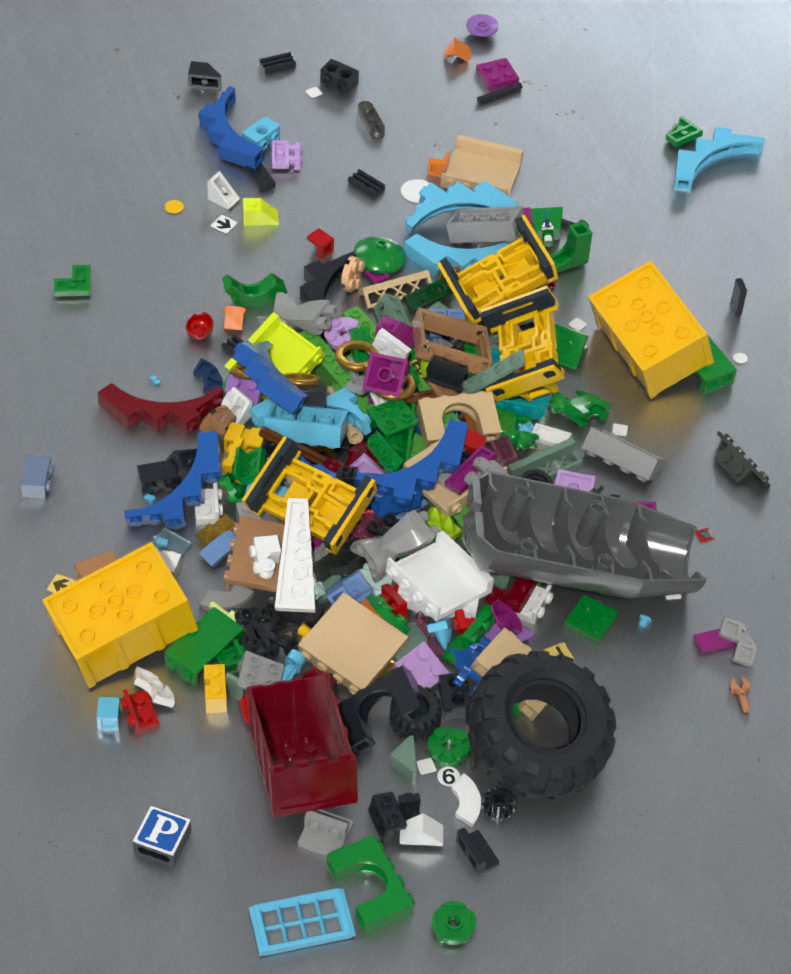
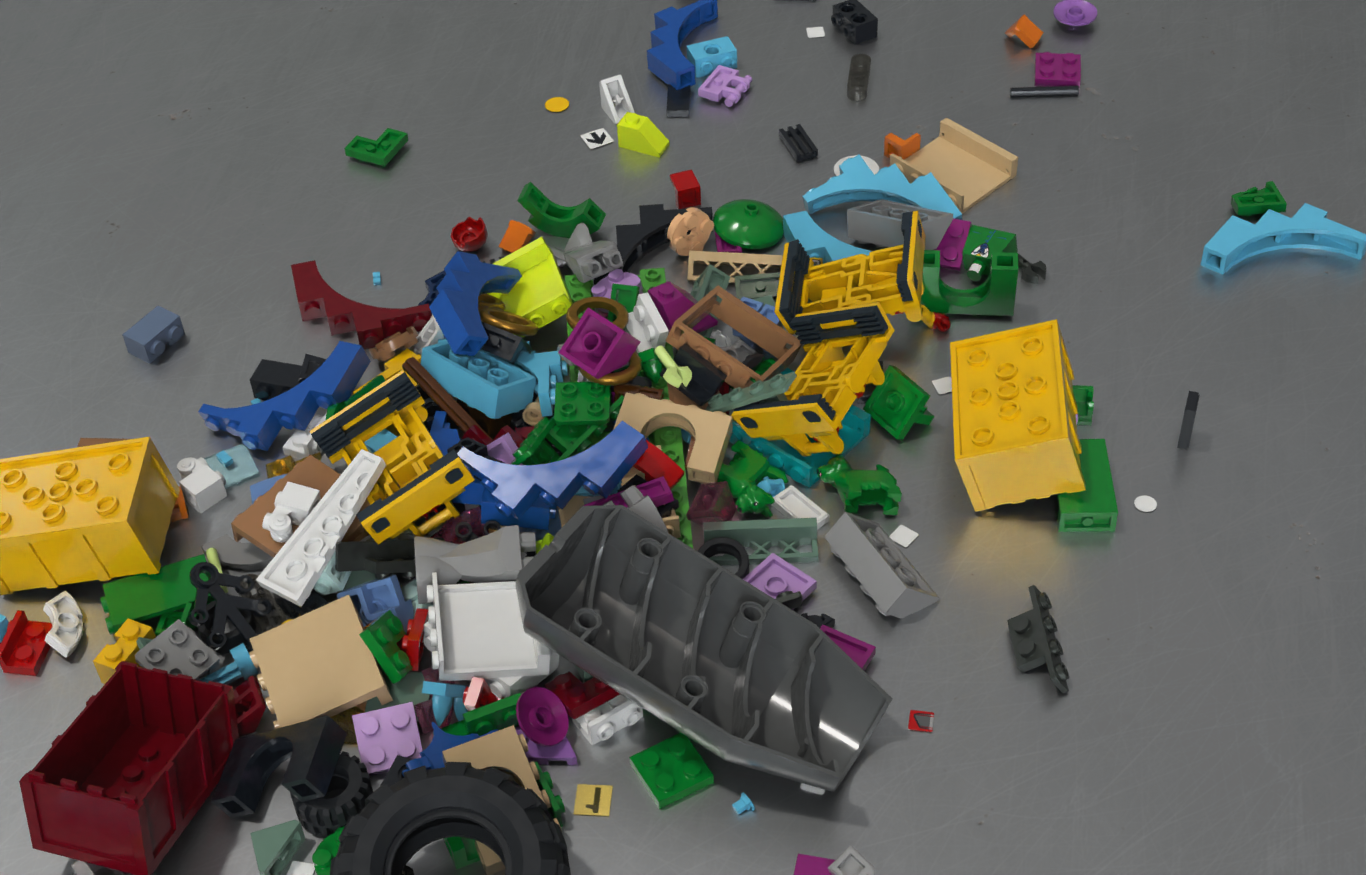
camera: 35 degrees right, 5 degrees down
(440, 377) = (674, 374): none -> yellowish green bar

